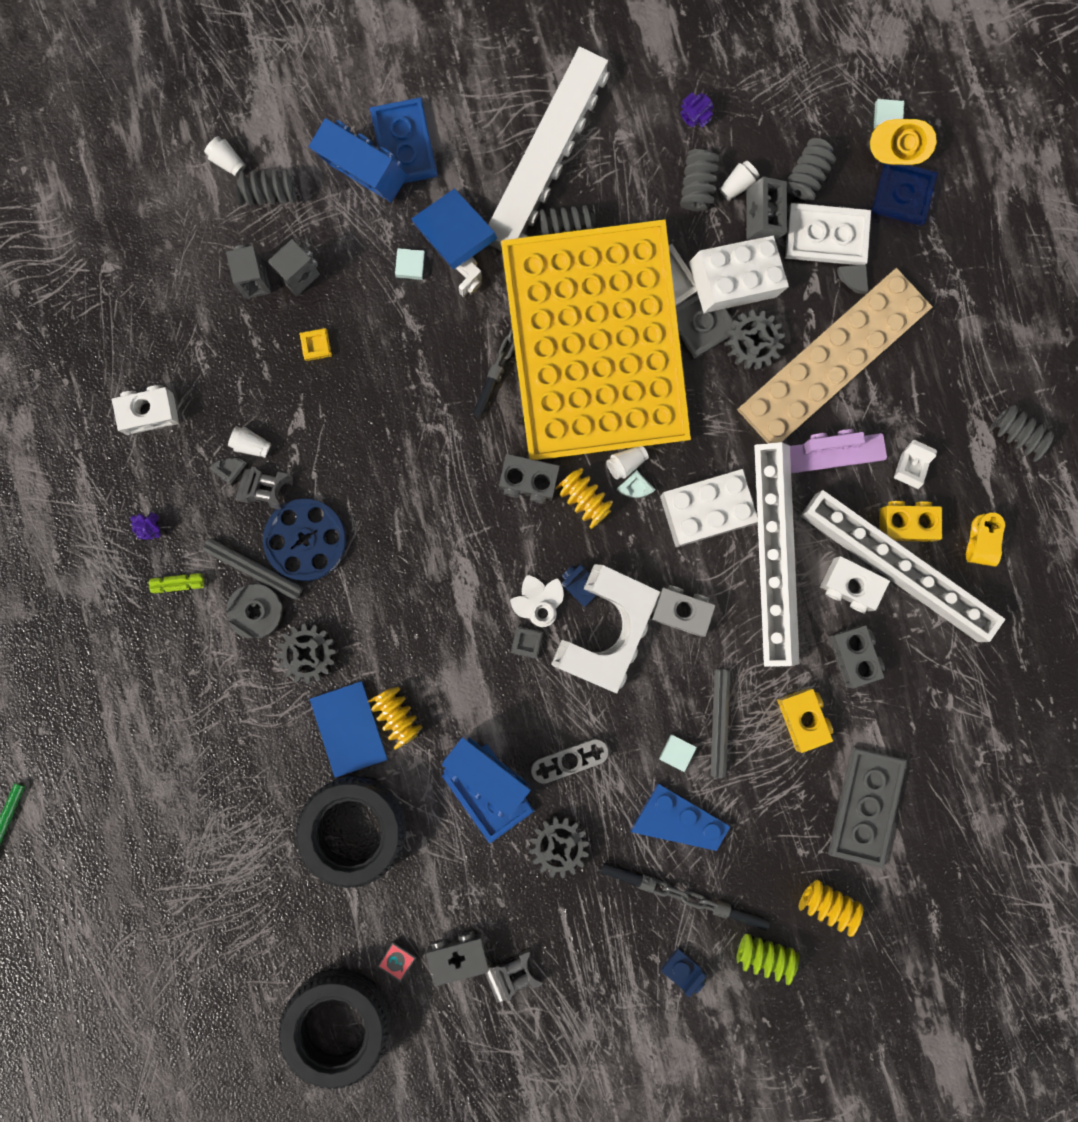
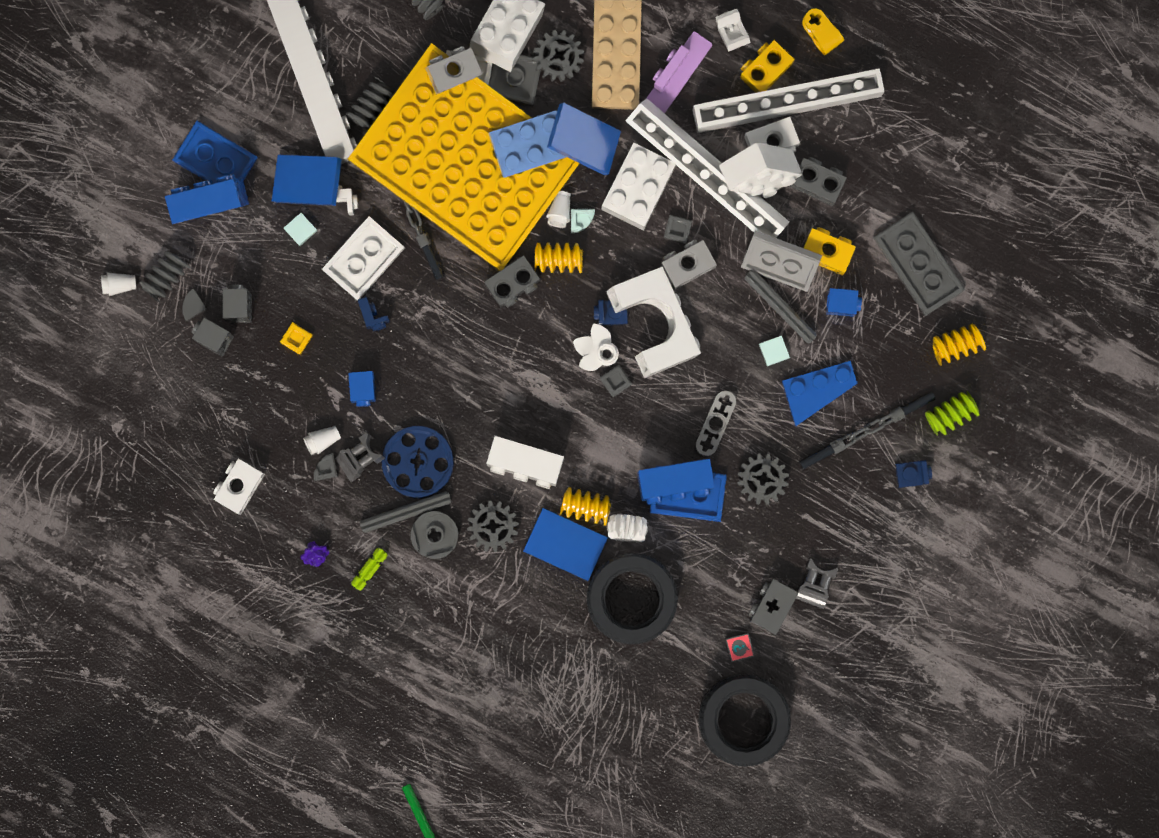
camera: 45 degrees left, 0 degrees up
(264, 235) = (192, 305): none -> dark grey tile
(322, 436) = (362, 388): none -> blue brick
(383, 630) = (524, 462): none -> white brick
(391, 382) = (368, 311): none -> dark blue bracket
(408, 770) = (627, 528): none -> white gear
(433, 337) = (363, 258): none -> white plate
(643, 257) = (467, 65): none -> light grey brick
(658, 383) = (524, 145): none -> medium blue plate
(703, 575) = (677, 229): none -> dark grey tile
(705, 424) = (583, 139): none -> tile
(760, 689) = (781, 261): none -> light grey tile
(774, 774) = (843, 302): none -> blue brick
(822, 598) = (761, 170): none -> white brick

